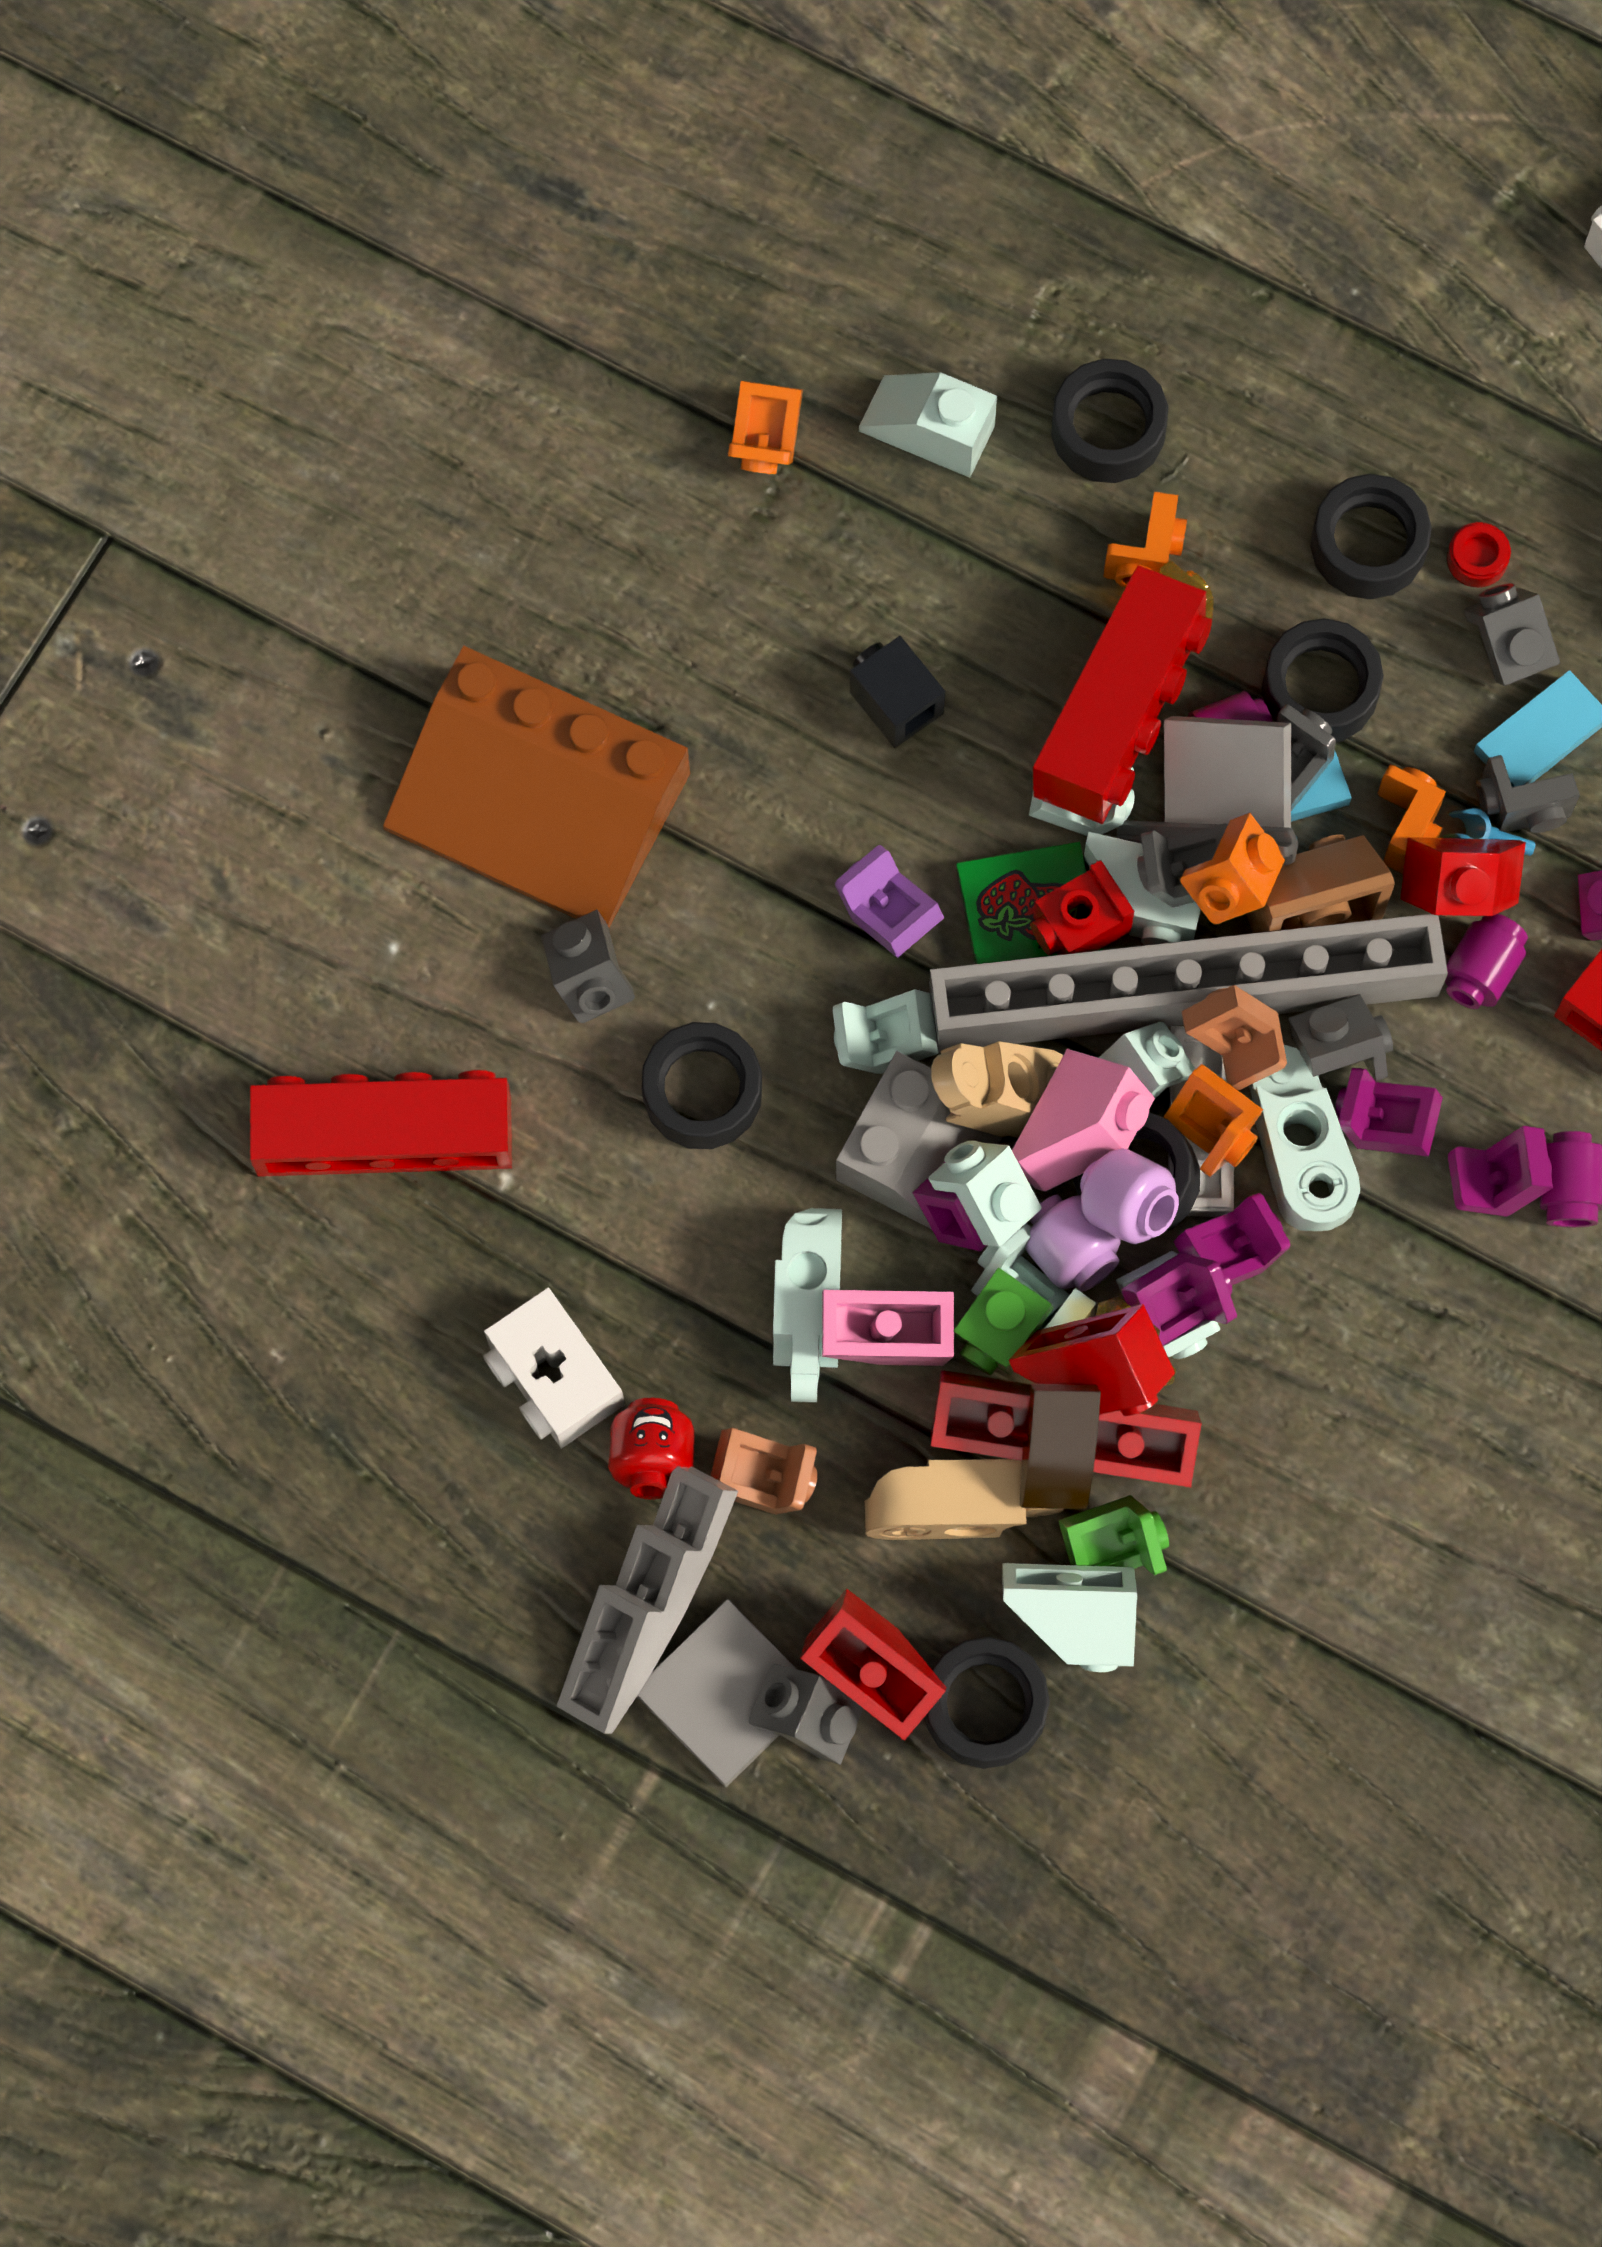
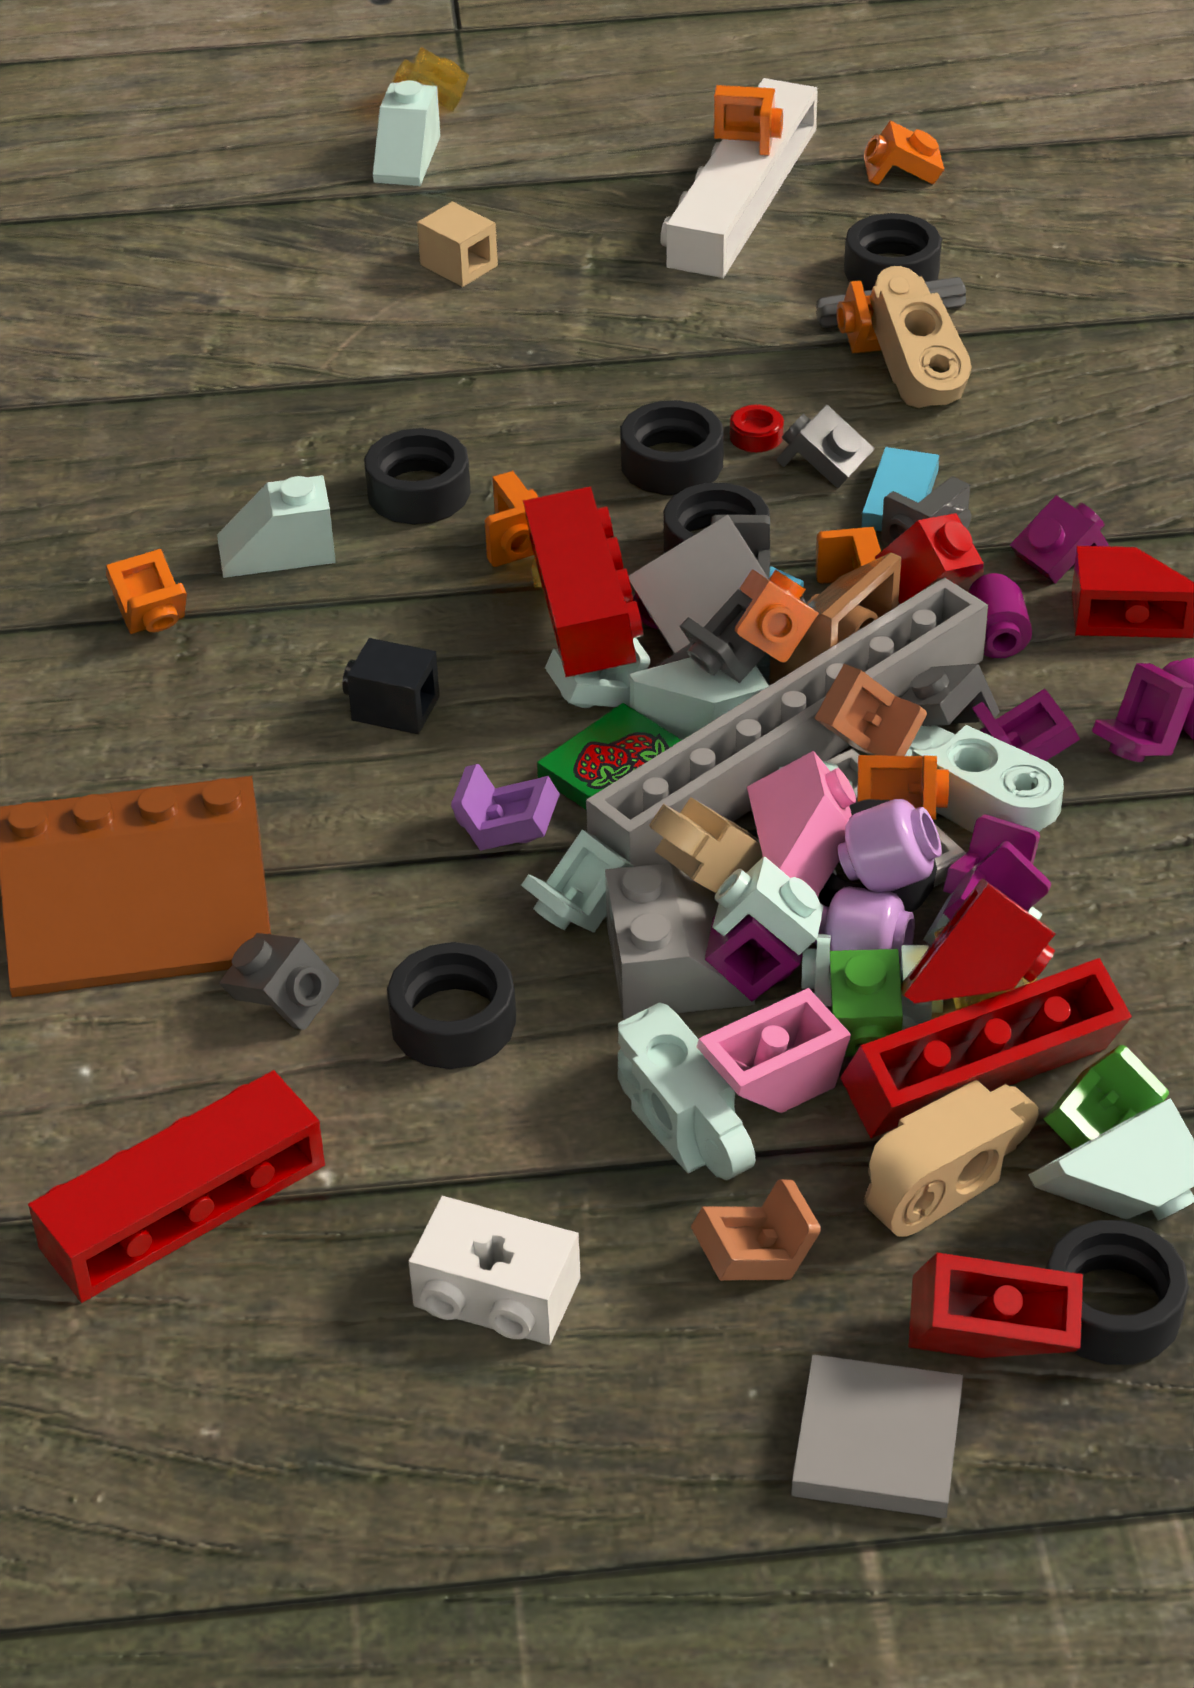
camera: 35 degrees left, 30 degrees down
(642, 1611) = (742, 1394): light grey slope -> none
(648, 1445) = (637, 1272): red head -> none
(806, 1712) = (965, 1382): dark grey bracket -> none
(1060, 1446) = (1015, 1035): dark brown slope -> none
(1108, 919) = (670, 715): red brick -> none
(1384, 92) = (457, 244): none -> tan brick

